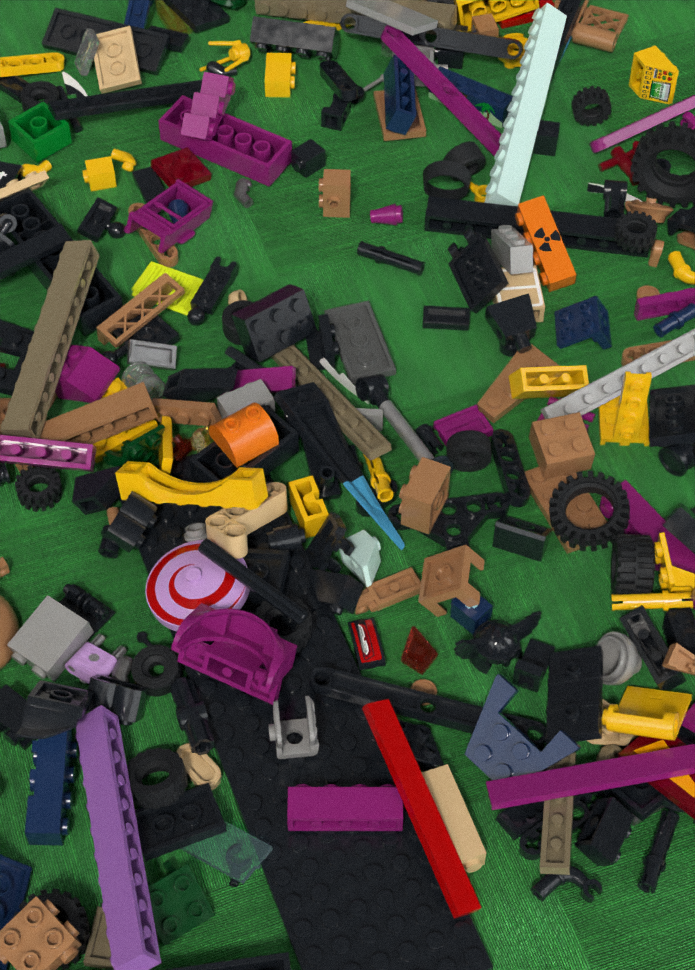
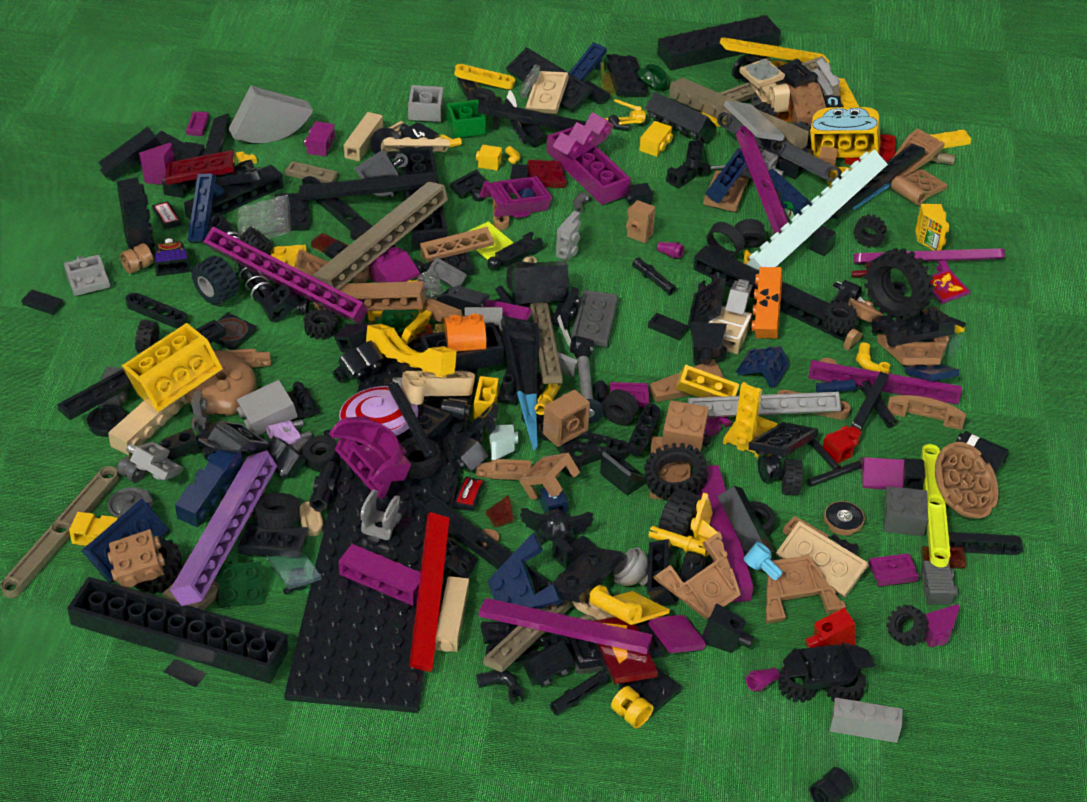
camera: 25 degrees right, 10 degrees down
(126, 122) = (528, 132): none -> black bracket
(268, 247) = (568, 237): none -> light grey plate

